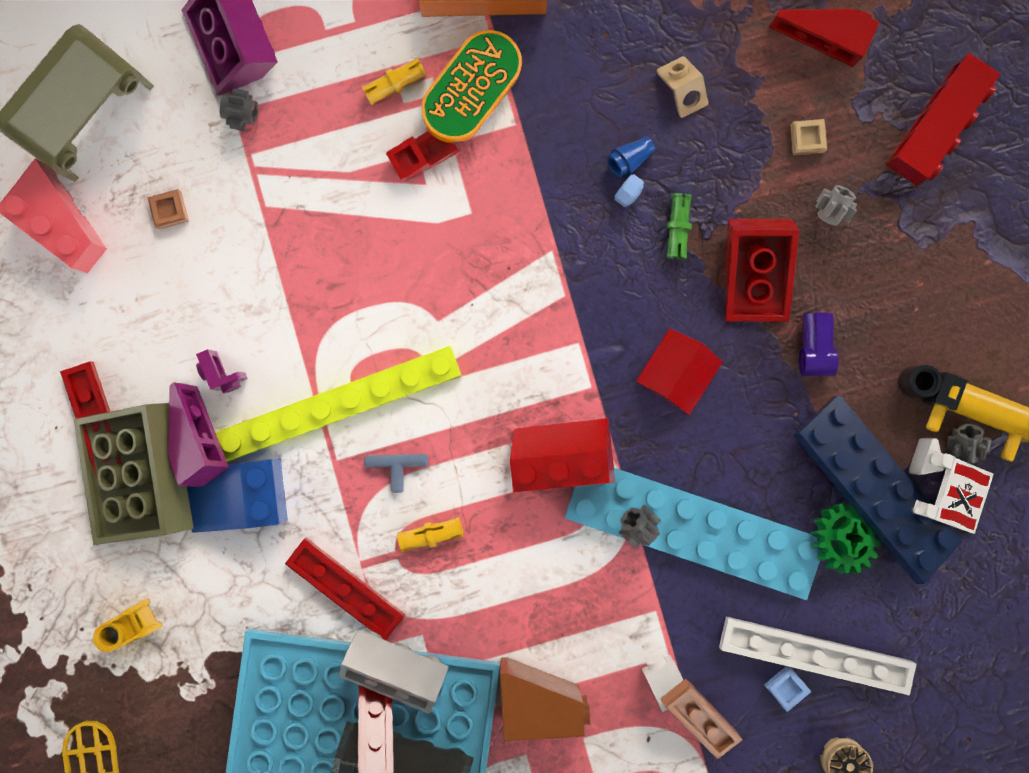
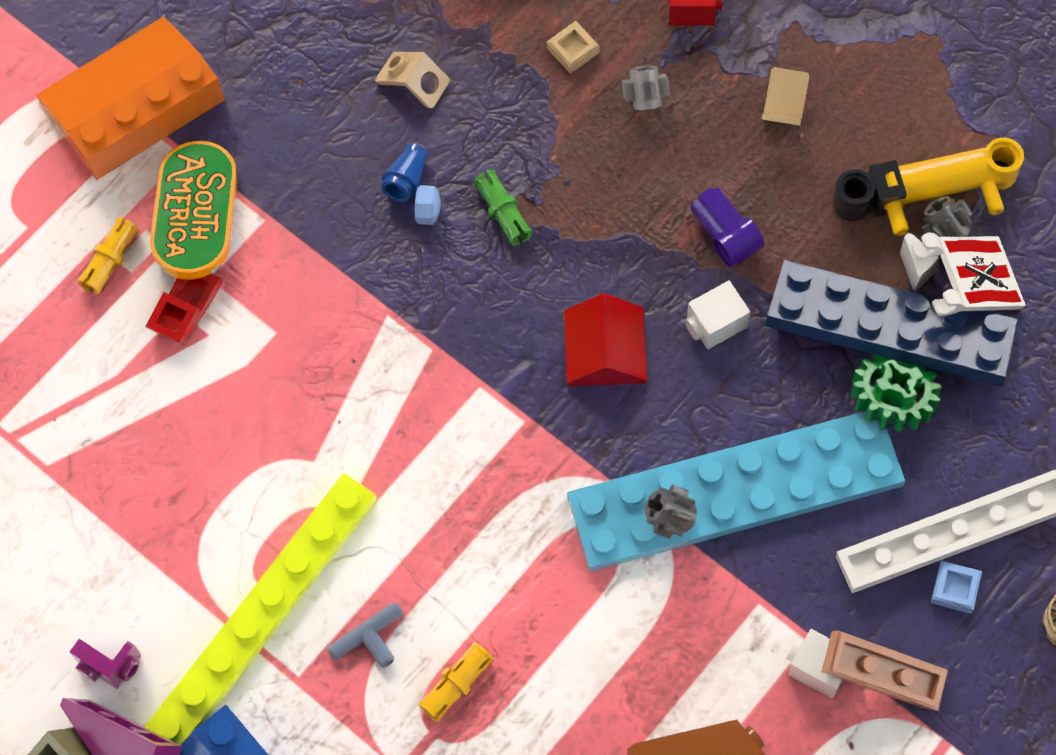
camera: 30 degrees left, 20 degrees down
(562, 455) = (542, 502): red slope -> none
(760, 269) = (614, 195): red slope -> none
(767, 404) = (717, 315): none -> white brick
(925, 278) = (786, 96): none -> tan bracket

